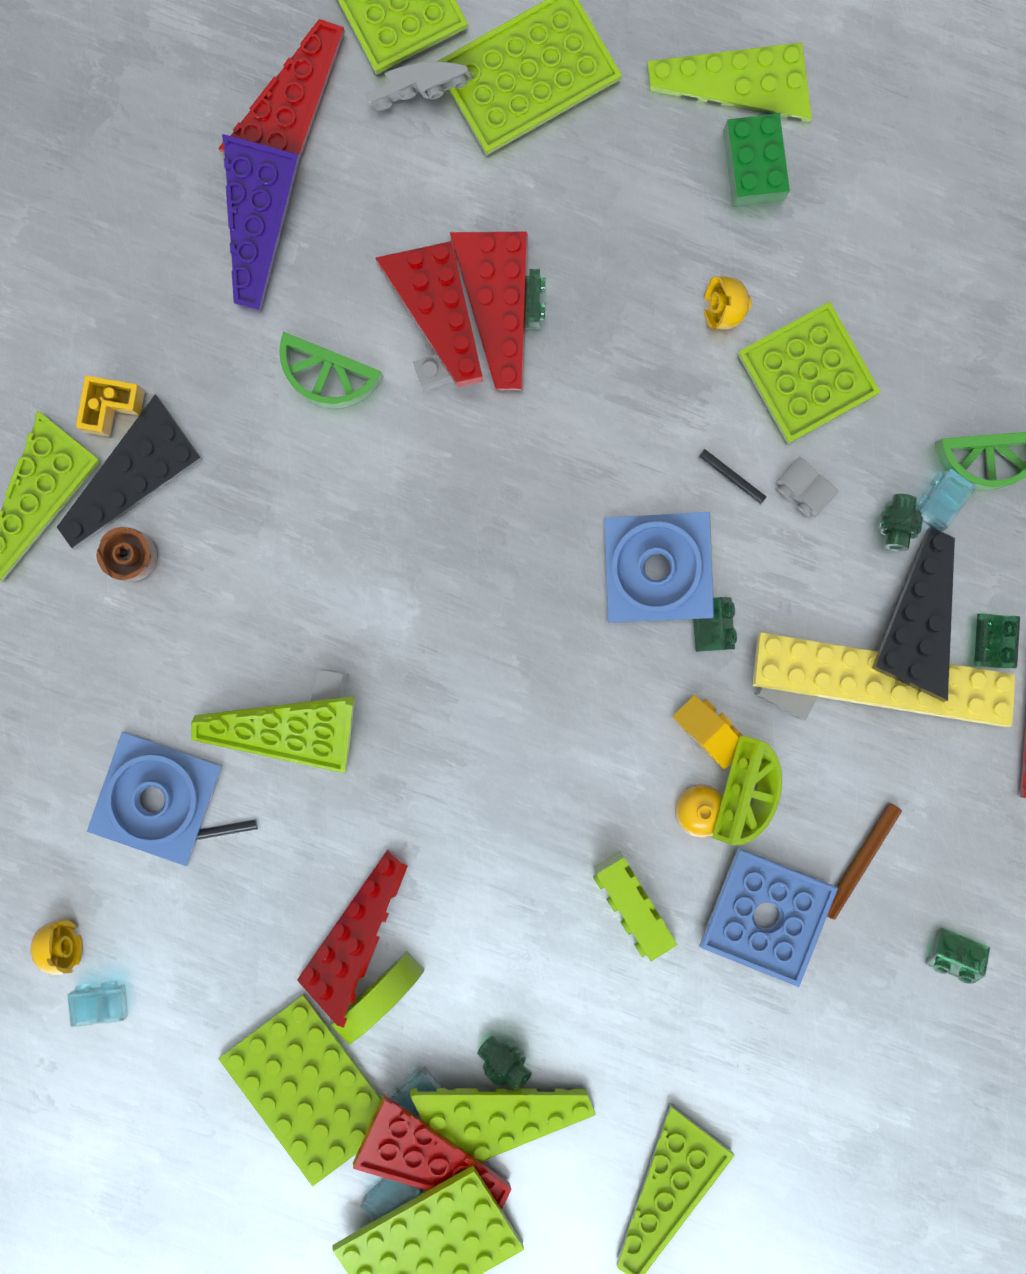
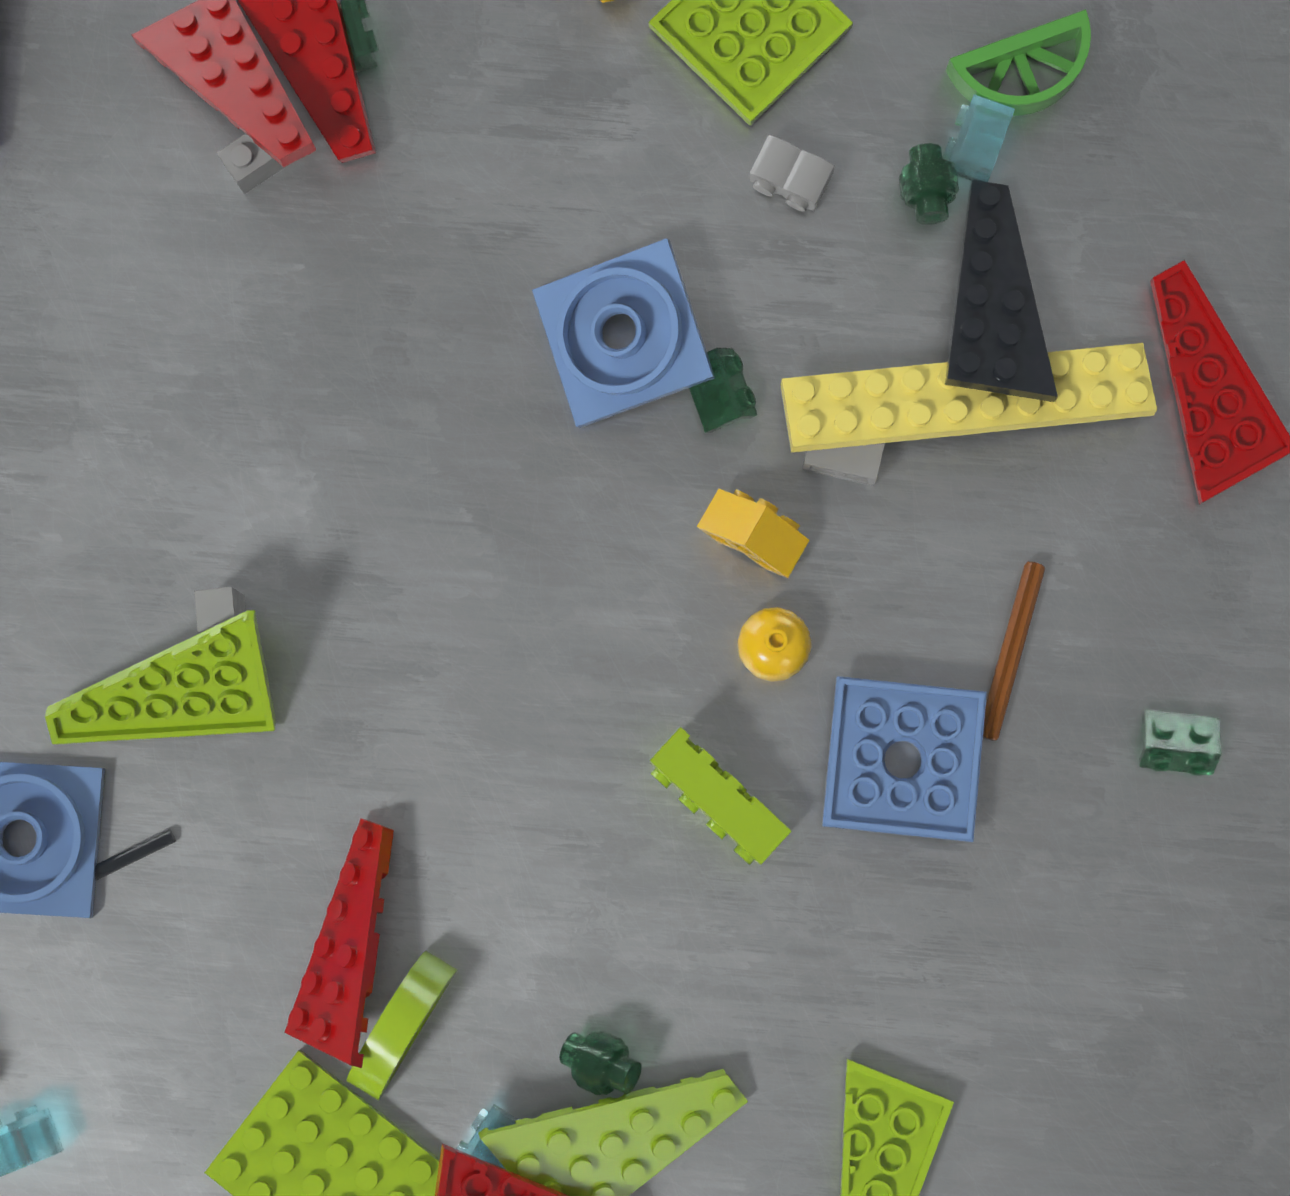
camera: 10 degrees left, 5 degrees down
(330, 359) = (106, 182): bright green window -> none
(732, 476) = (688, 188): black bar -> none
(737, 819) = (814, 545): lime window -> none
(997, 641) = (1104, 305): clear green bracket -> none

